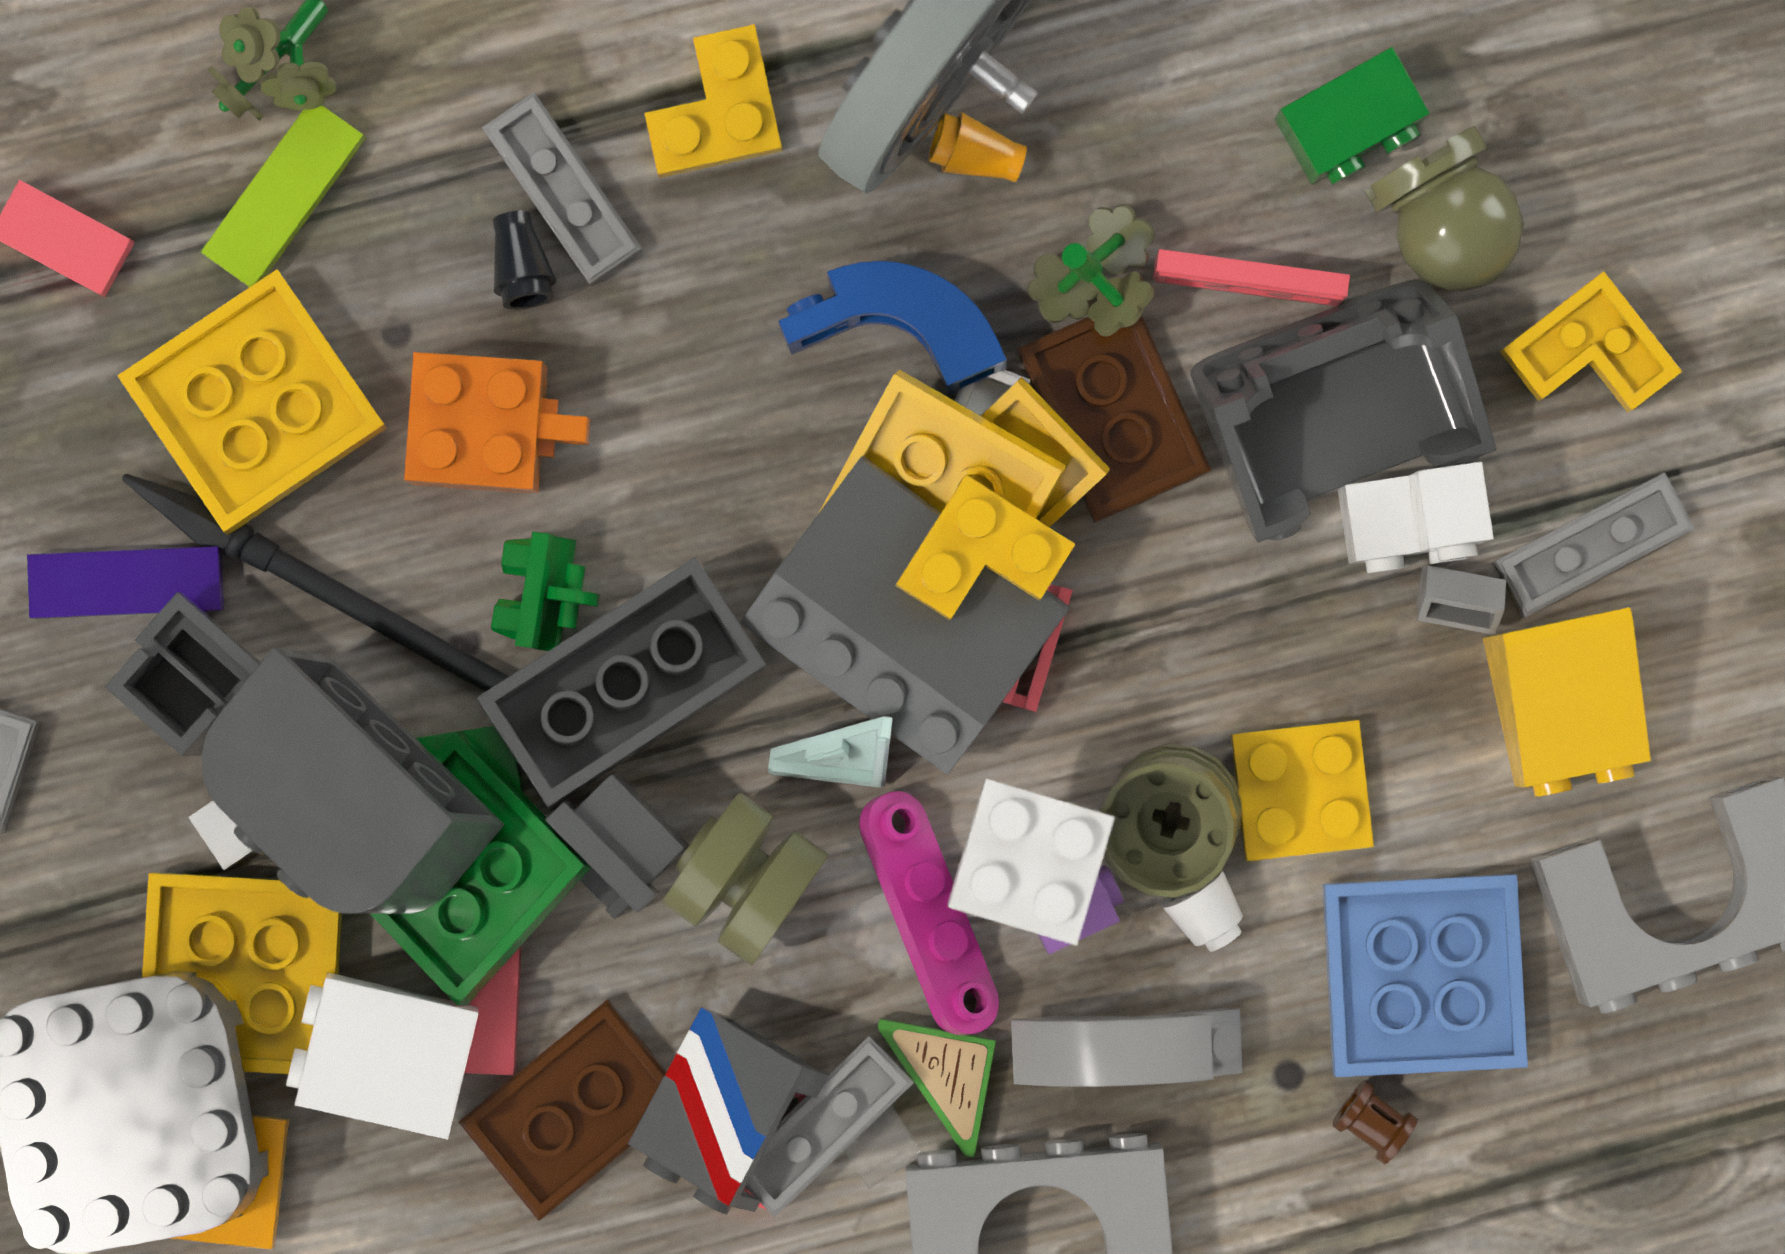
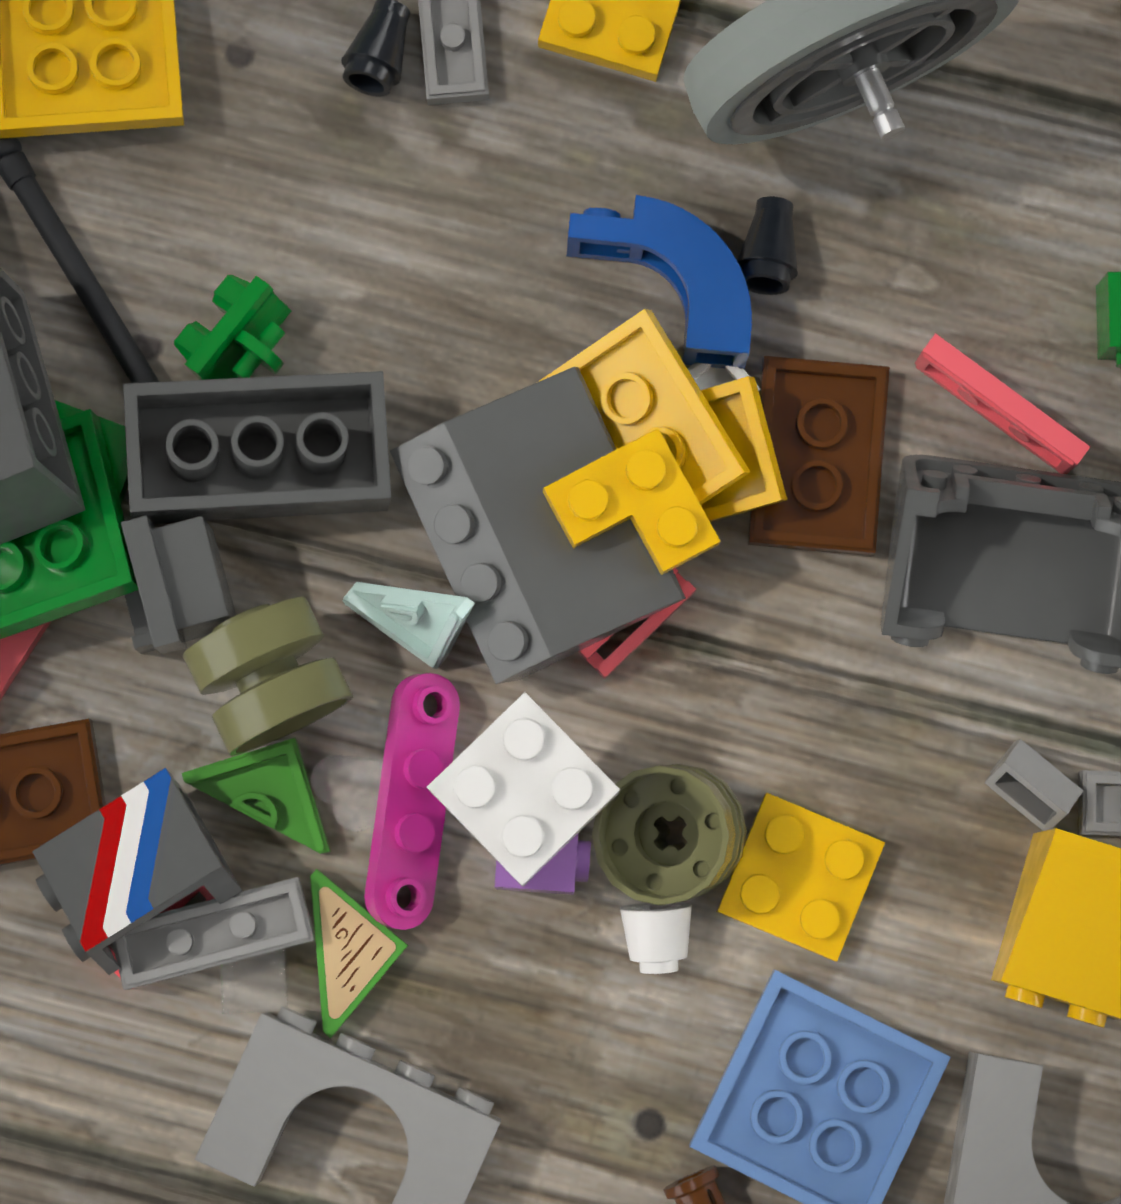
camera: 25 degrees right, 5 degrees down
(483, 423) = (267, 163): orange hinge -> none
(798, 972) = (268, 787): none -> bright green tile
(968, 250) = (769, 248): none -> black cone
(974, 149) = (822, 167): light orange cone -> none
(1070, 283) = (849, 326): olive plant -> none
(1126, 1048) = (519, 1016): light grey arch -> none
(1415, 514) = (1045, 692): white brick -> none

